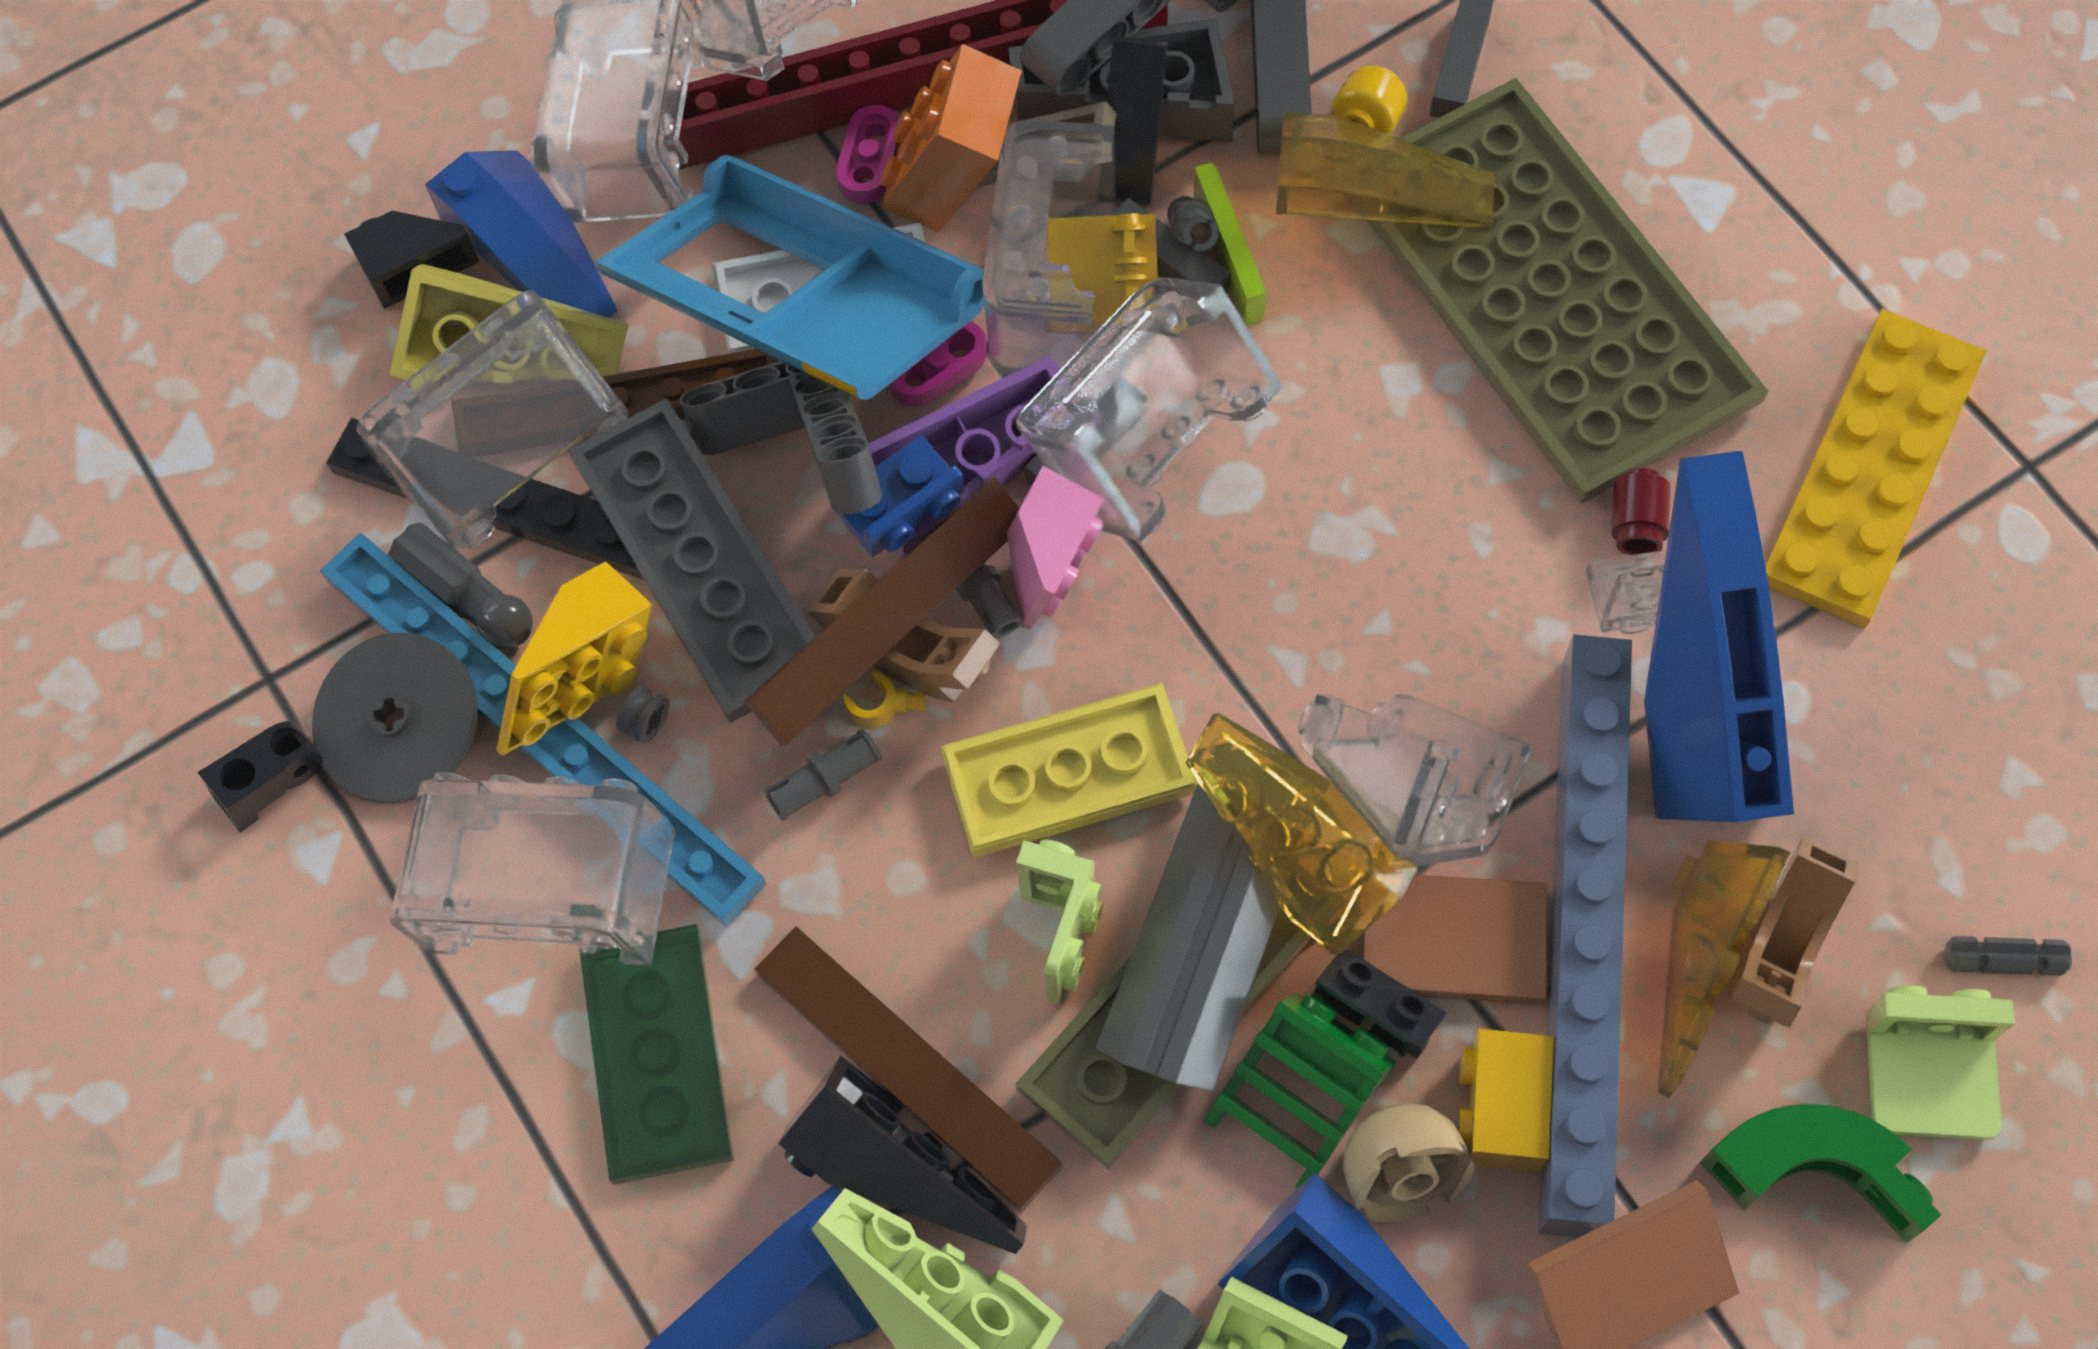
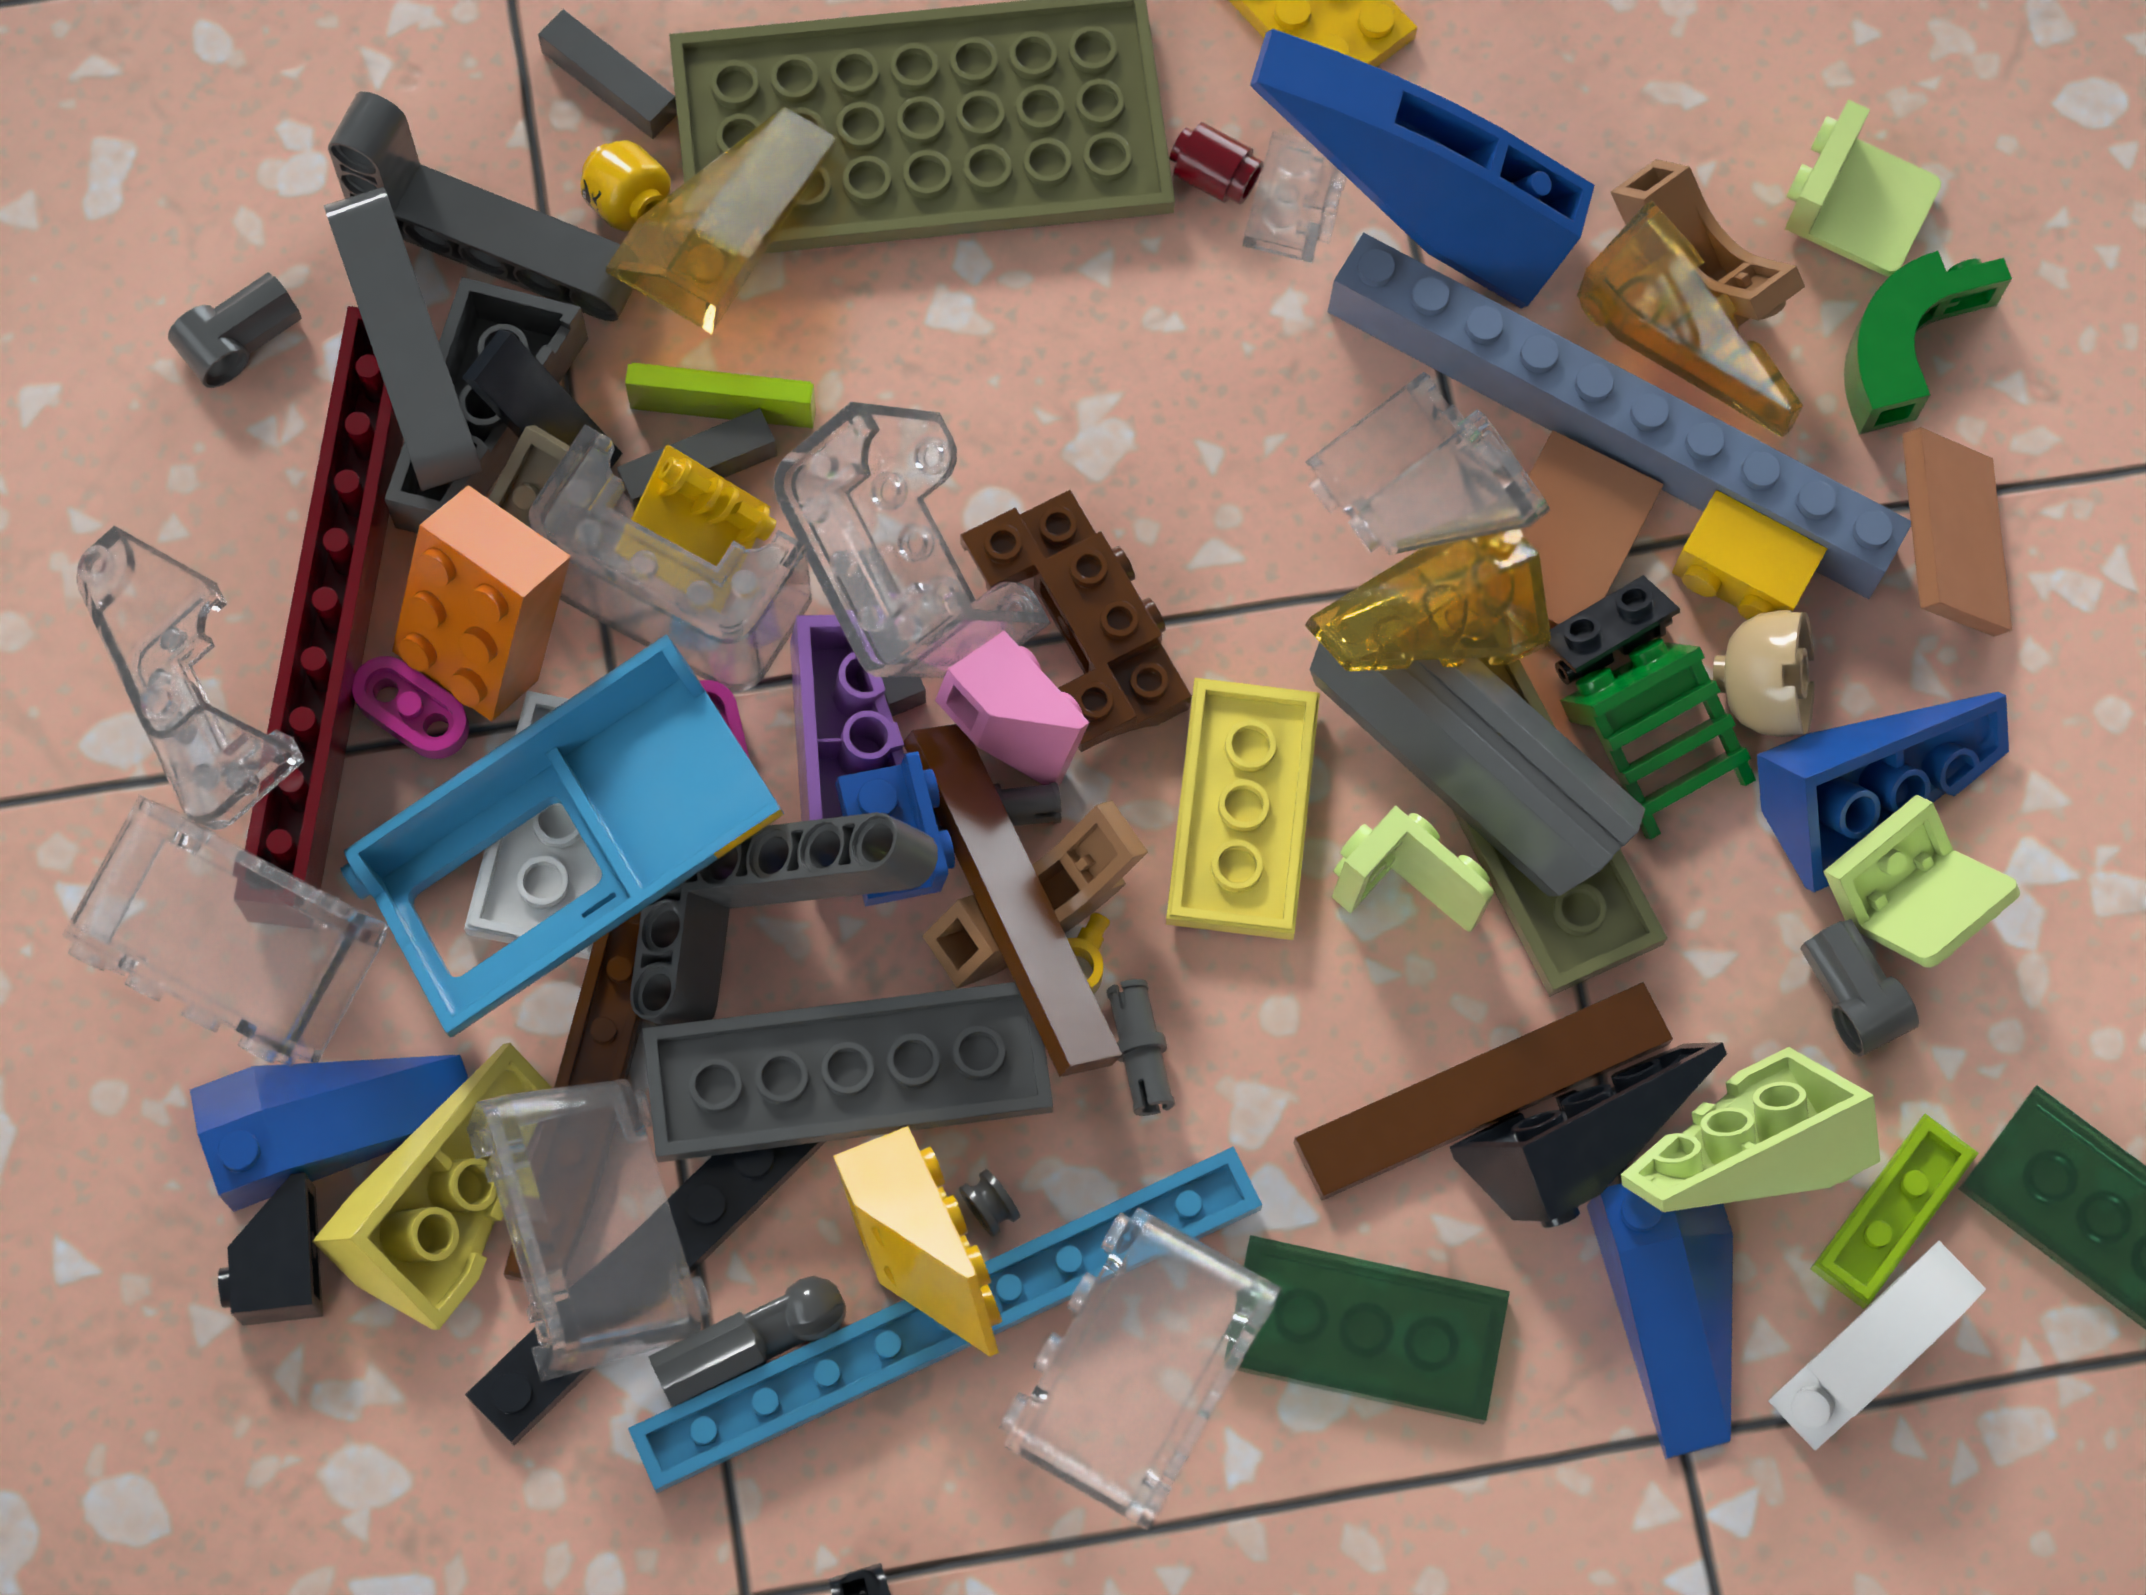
camera: 75 degrees left, 5 degrees up
(370, 684) = (892, 1517): dark grey piece -> none
(1182, 588) = (1095, 608): none -> reddish brown bracket
(1192, 223) = (691, 415): dark grey pin -> none
(2008, 955) = (1782, 88): dark grey axle -> none

